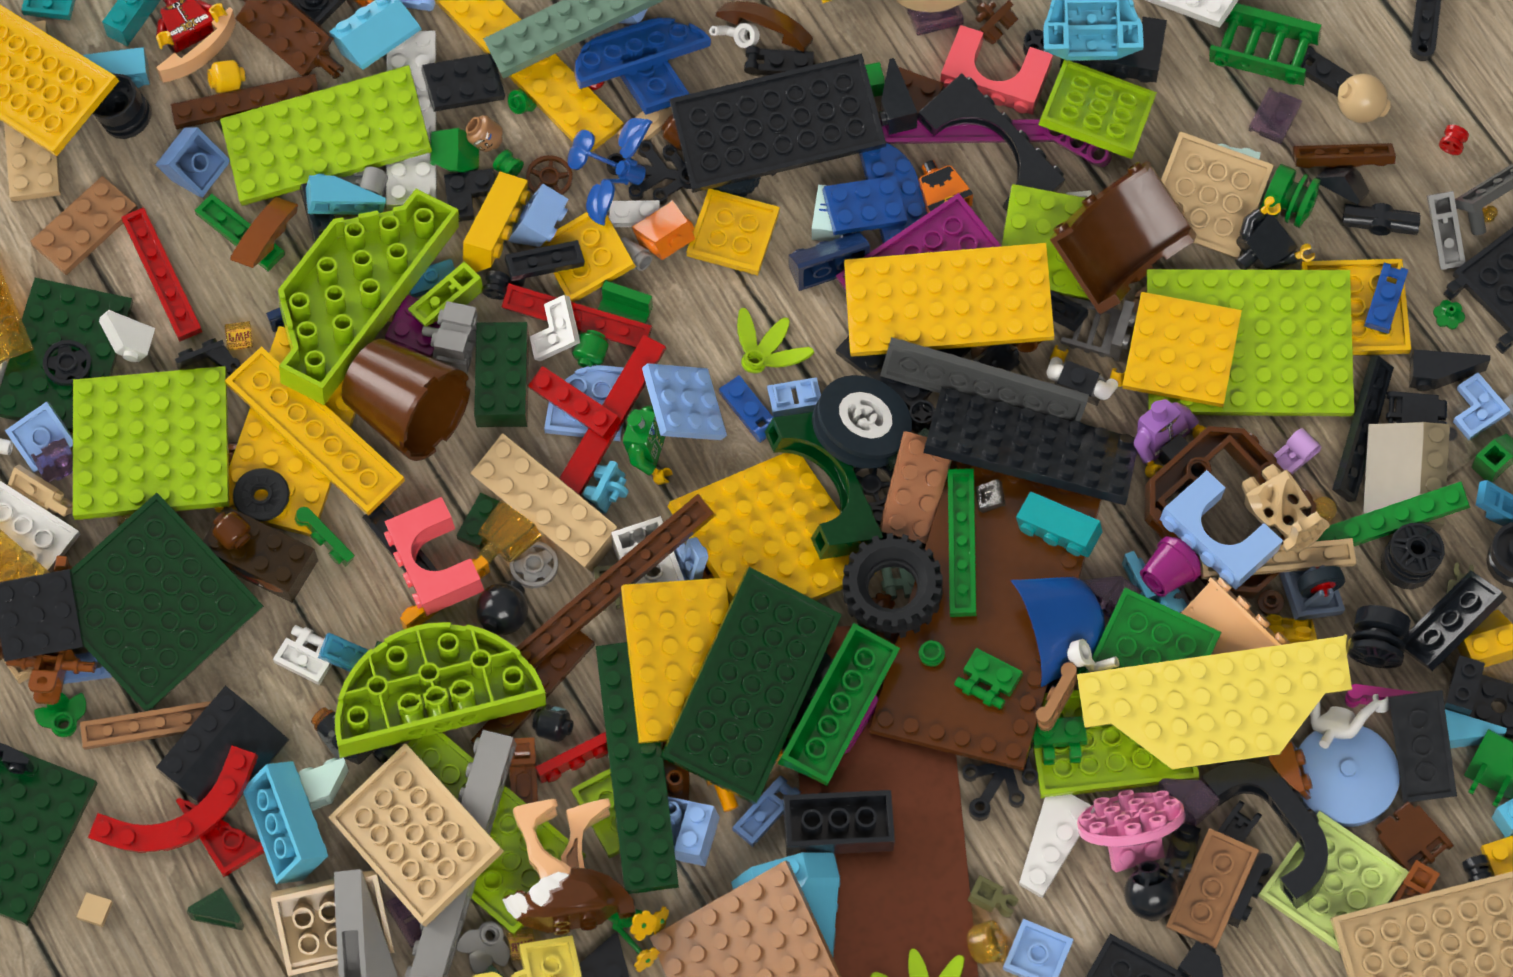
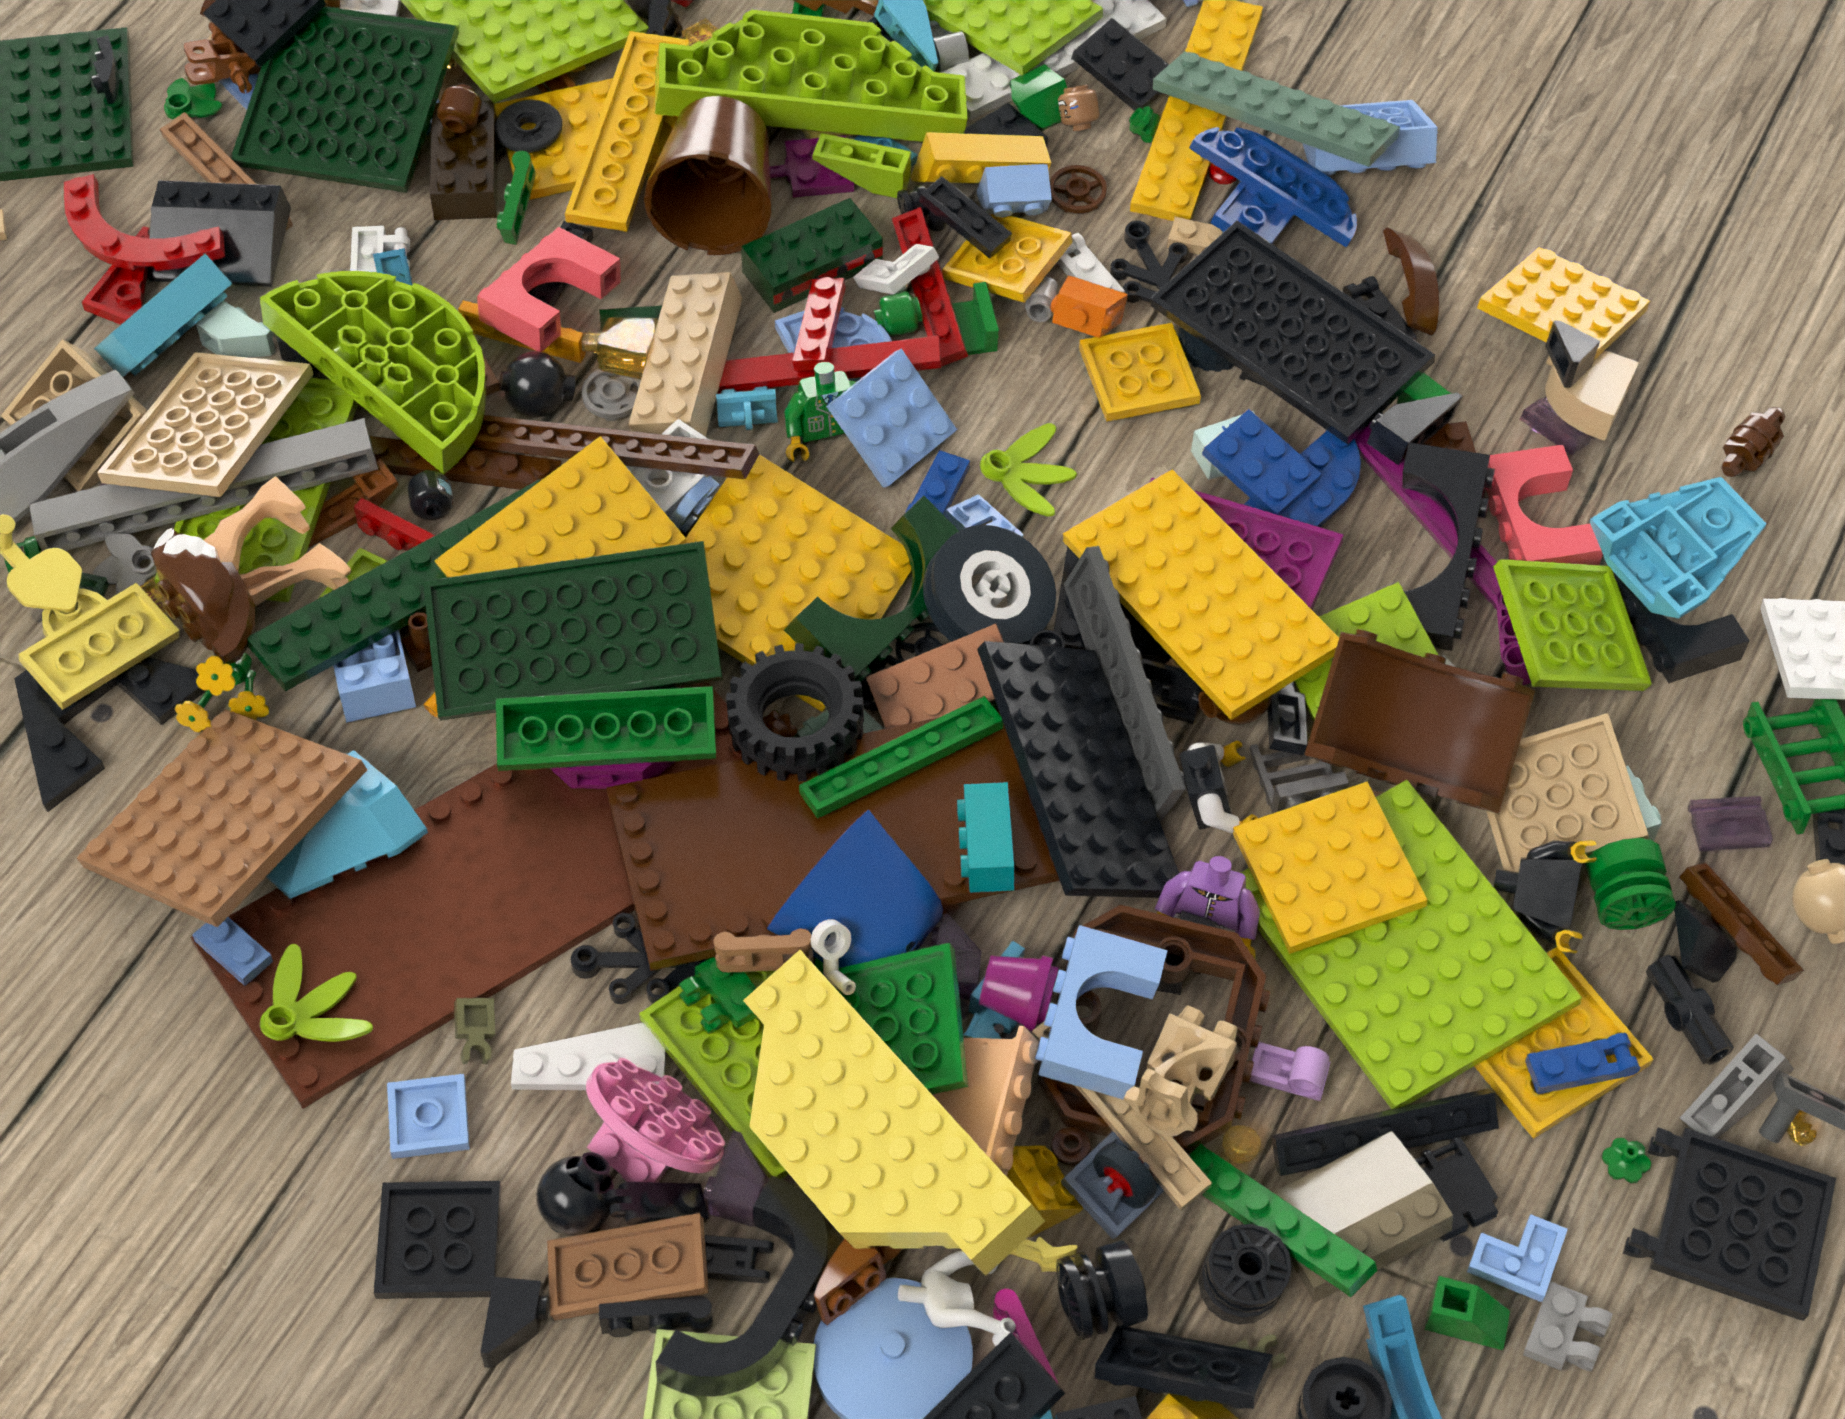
camera: 55 degrees right, 10 degrees down
(216, 910) = (42, 318): clear green slope -> none
(456, 336) = (820, 184): light grey brick -> none
(507, 163) = (1061, 145): green wheel -> none
(628, 171) = (1130, 237): blue plant -> none
(739, 33) = (1385, 265): white plate -> none
(763, 813) = (447, 744): medium blue plate -> none
(826, 259) = (1152, 455): dark blue slope -> none
(839, 822) = (461, 809): black brick -> none
(931, 653) = (738, 796): green plate -> none
(941, 185) = (1358, 529): orange torso -> none
(987, 943) = (410, 1051): clear yellow hair -> none
(990, 496) = (981, 755): clear smoke tile -> none
(992, 672) = (753, 869): green plate -> none
(1003, 15) = (1604, 475): reddish brown hips -> none
(1439, 368) = (1538, 1183): black slope -> none

